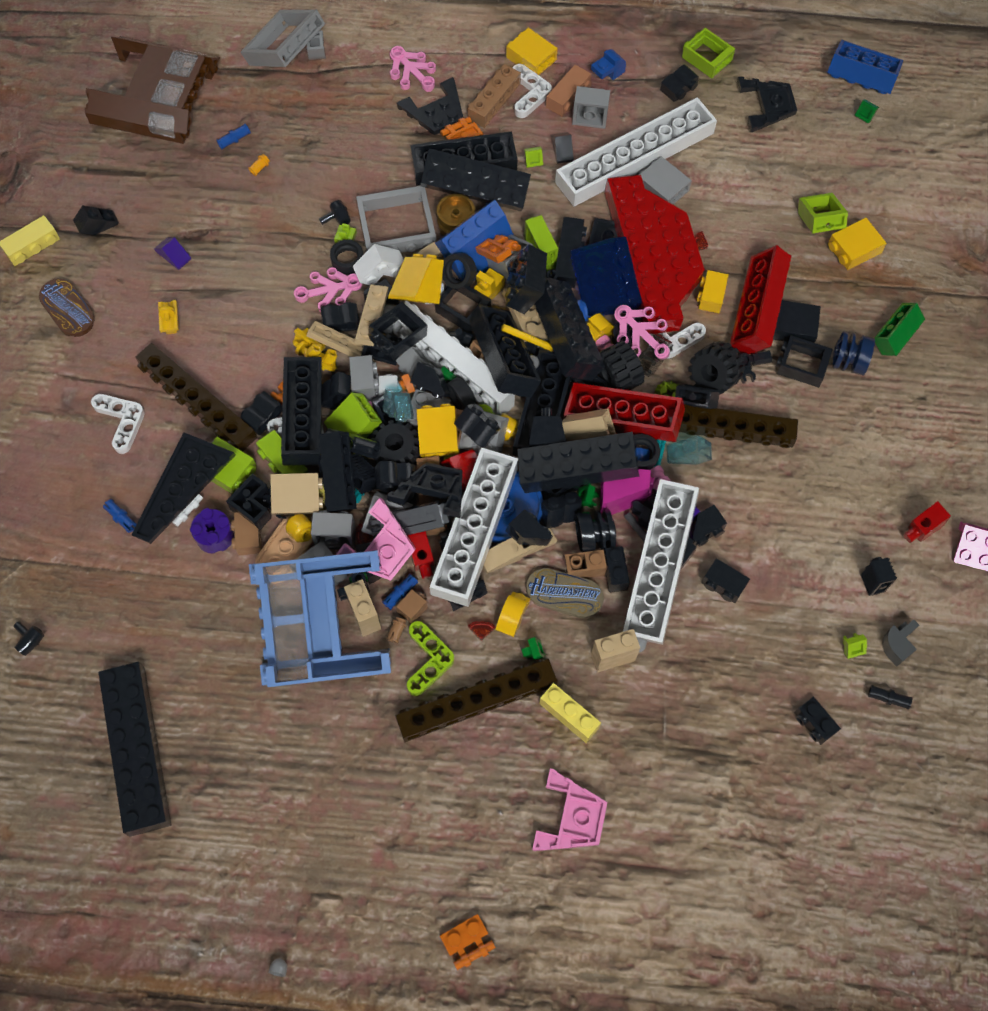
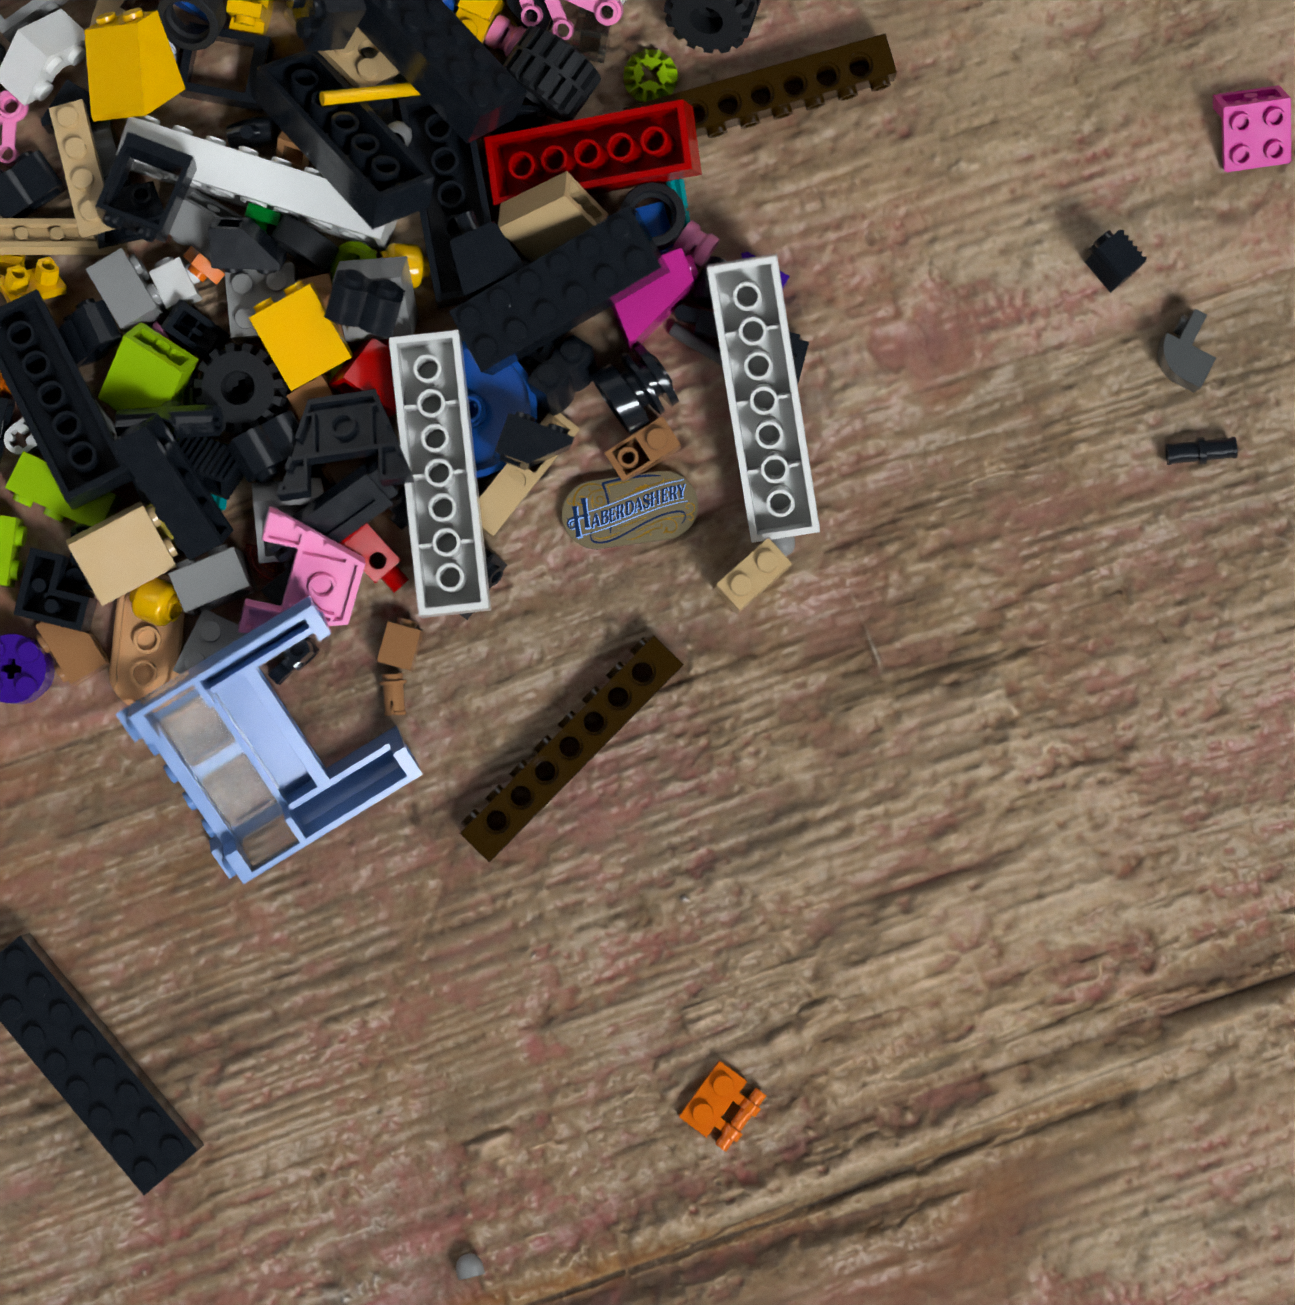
camera: 30 degrees left, 20 degrees up
(362, 608) = (325, 689): tan brick -> none
(398, 405) = (211, 317): clear light blue slope -> none
(400, 591) = (368, 629): blue pin -> none
(434, 662) = (477, 717): lime beam -> none
(481, 629) = (525, 629): clear red tile -> none
(512, 613) = (564, 584): yellow brick -> none
(534, 650) = (626, 627): green tile -> none
(569, 713) = (724, 703): light yellow brick -> none
(581, 817) = (809, 856): bright pink wing -> none
(588, 493) = (594, 331): green tile -> none
(616, 570) = (695, 435): black brick -> none
(689, 451) = (729, 170): clear light blue slope -> none
(698, 396) = (702, 69): black brick -> none
(708, 524) = (808, 290): black slope -> none
(725, 581) = (876, 375): black brick -> none
(816, 720) = (1102, 539): black bracket -> none
(855, 645) = (1119, 391): lime tile -> none
(927, 523) = (1166, 117): red torso -> none

